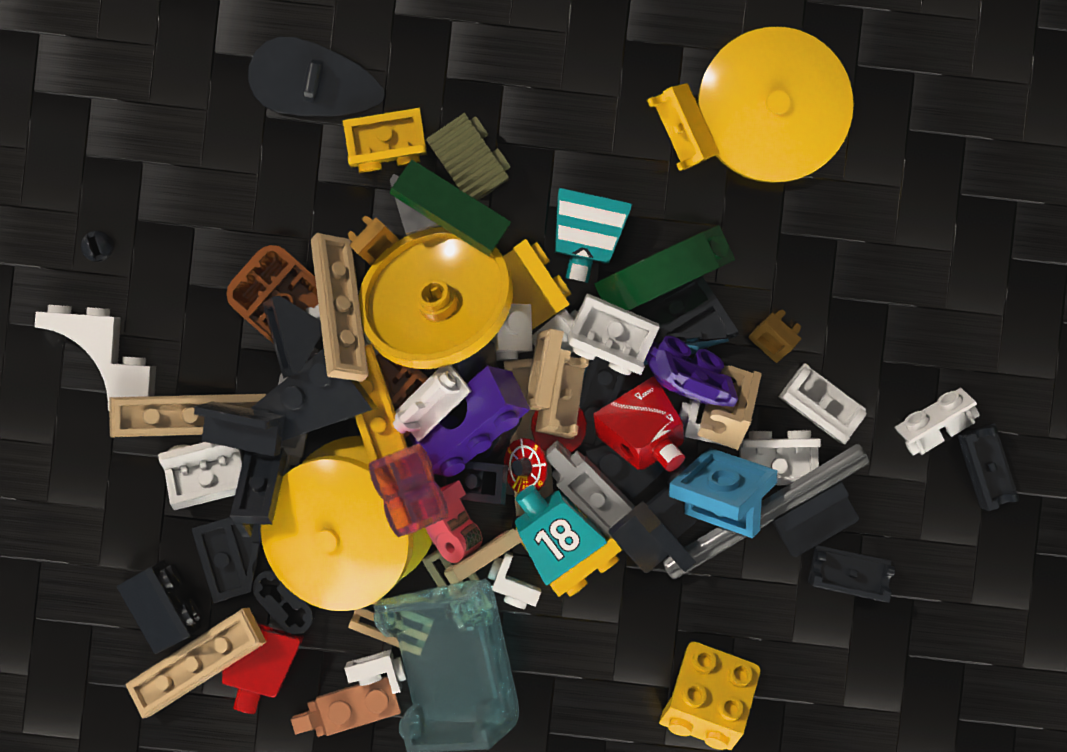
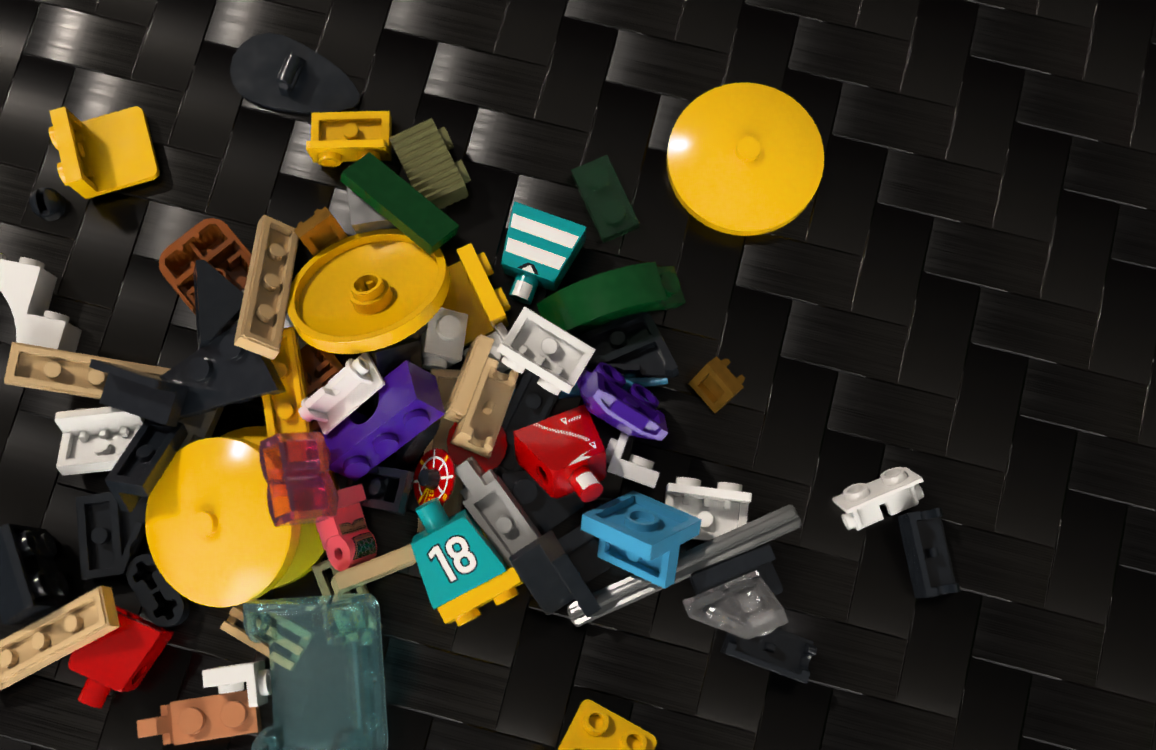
camera: 10 degrees right, 10 degrees down
(146, 186) = (103, 150): none -> yellow bracket
(516, 591) = (404, 615): white bracket -> none
(643, 165) = (605, 199): none -> clear green plate
(684, 125) = (650, 162): yellow hinge -> none
(730, 424) = (655, 459): tan hinge -> none
(820, 543) = (739, 607): none -> clear wing
(823, 404) = (758, 462): white hinge -> none

